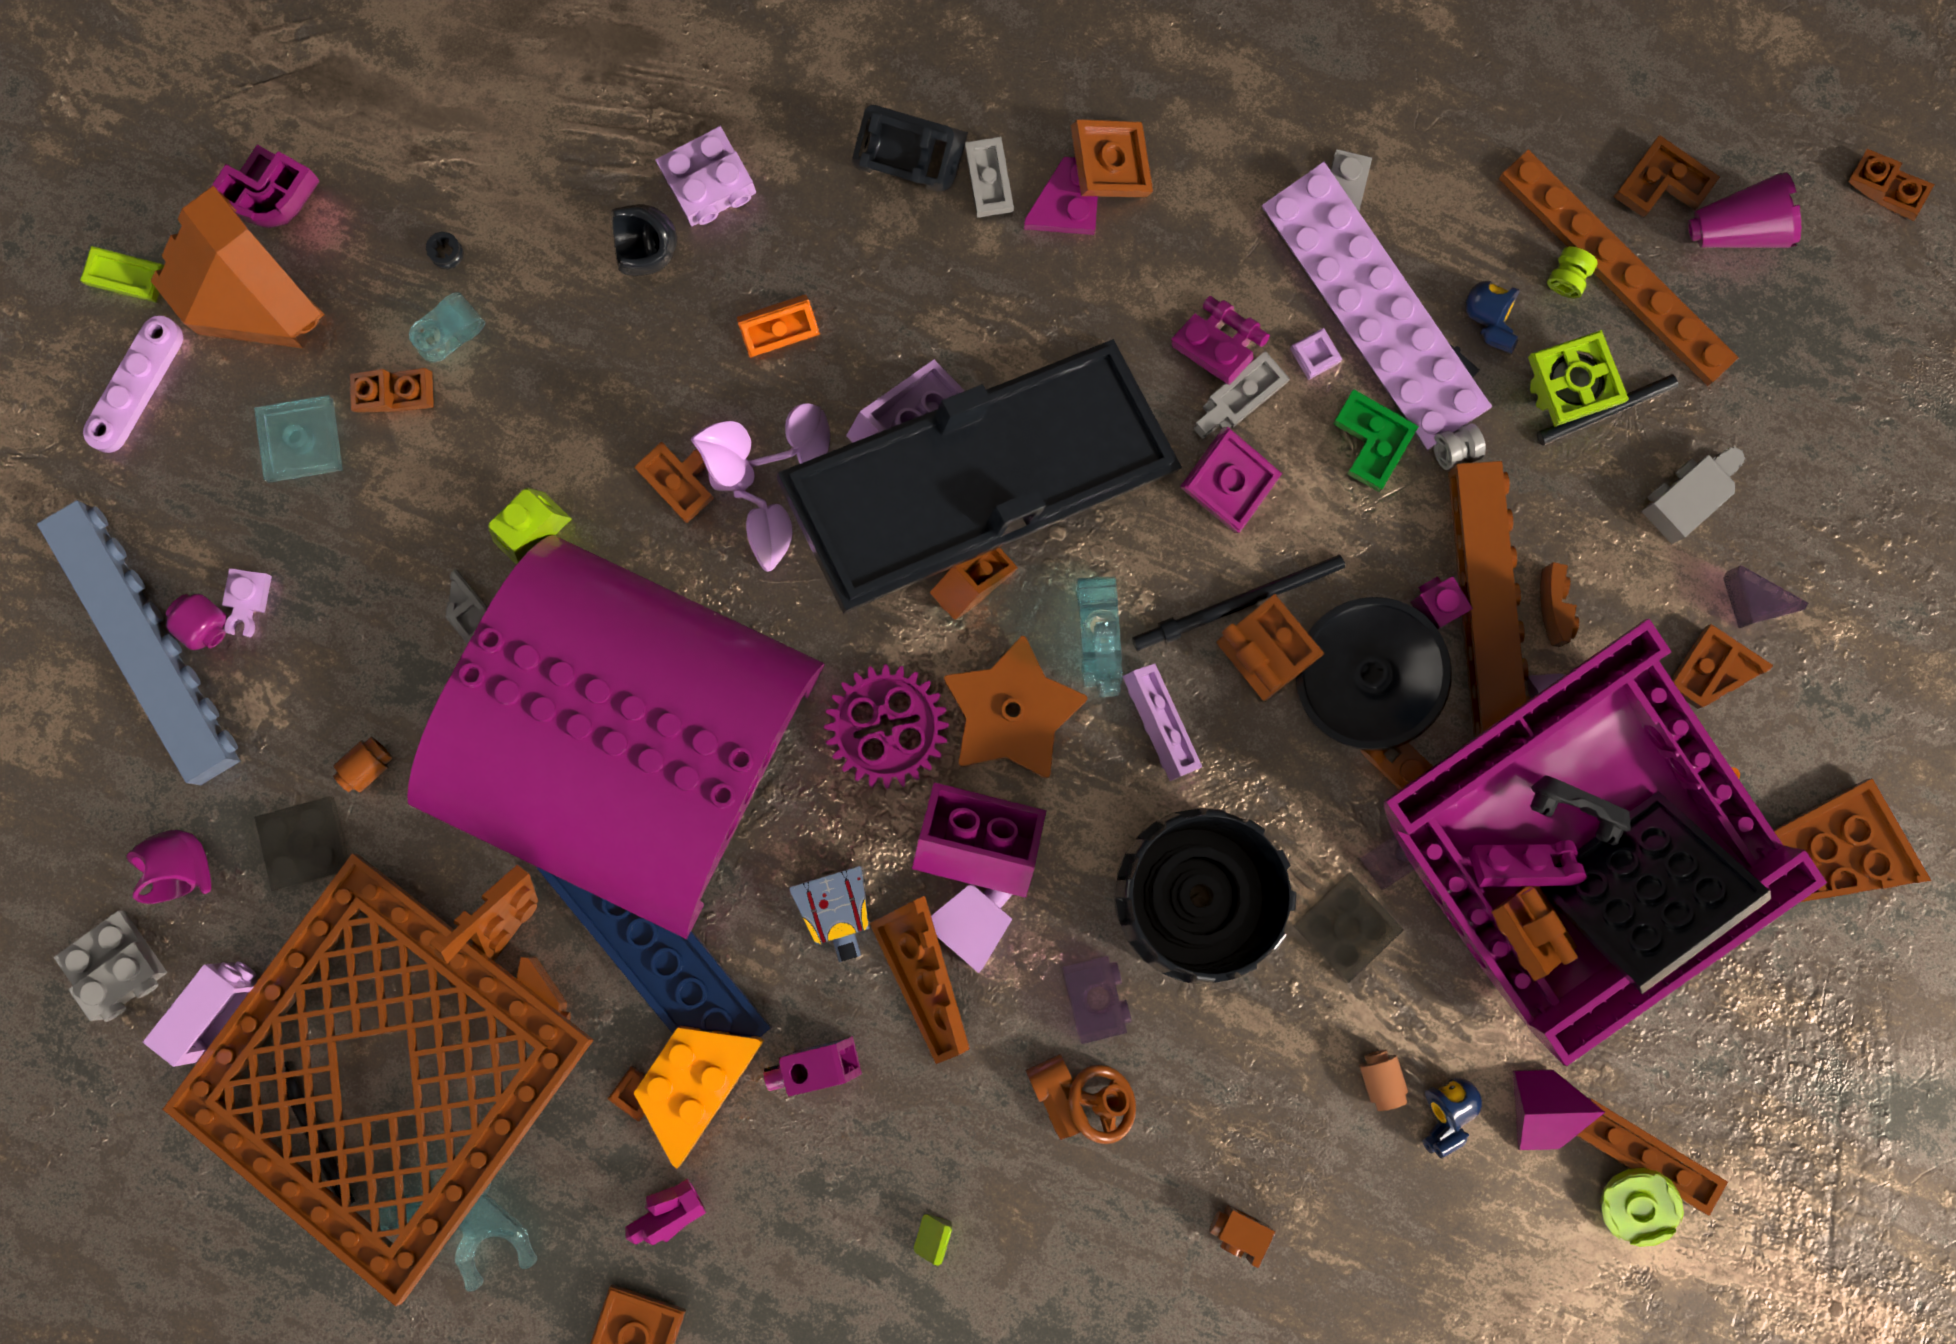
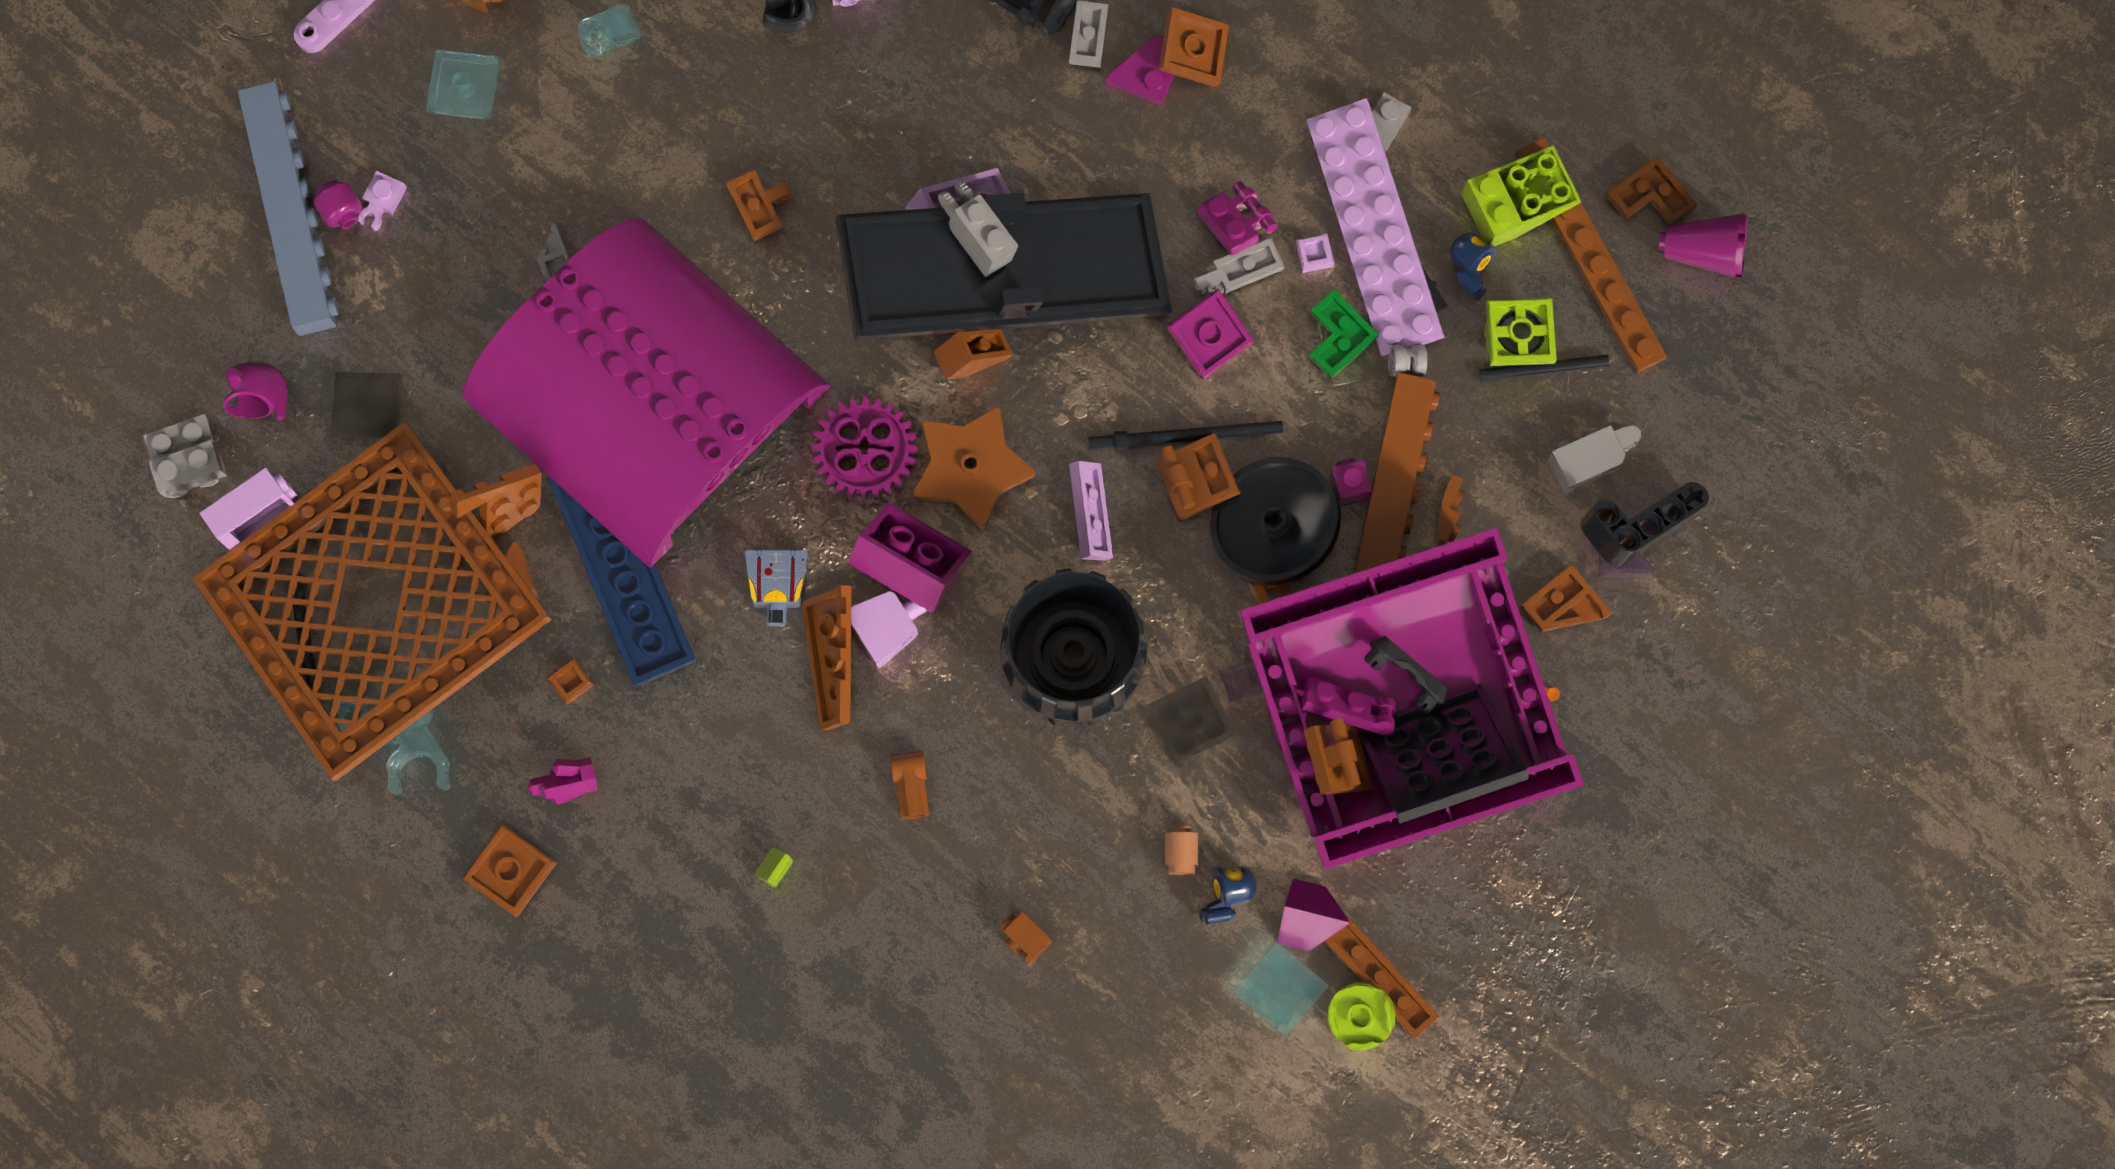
camera: 20 degrees right, 5 degrees down
(362, 765) = (433, 356): dark orange brick -> none
(391, 391) = (549, 68): dark orange slope -> none
(526, 522) = (625, 200): lime torso -> none
(691, 1084) = (617, 683): light orange wing -> none
(725, 451) = (800, 187): lavender plant -> none
(778, 325) = (878, 104): orange slope -> none
(826, 1065) = (721, 699): magenta torso -> none
(945, 441) = (978, 229): none -> light grey hinge
(1090, 1022) = (961, 695): clear purple brick -> none
(1102, 650) = (1059, 436): clear light blue piece -> none
(1108, 1103) = (958, 793): dark orange piece -> none
(1525, 224) = (1519, 196): none -> lime slope
(1543, 1204) = (1281, 989): none -> clear light blue plate
(1572, 272) = (1548, 247): lime wheel -> none
(1772, 579) = (1623, 539): none -> black beam
(1854, 843) = (1625, 780): dark orange wing -> none
(1885, 184) = (1842, 253): dark orange slope -> none

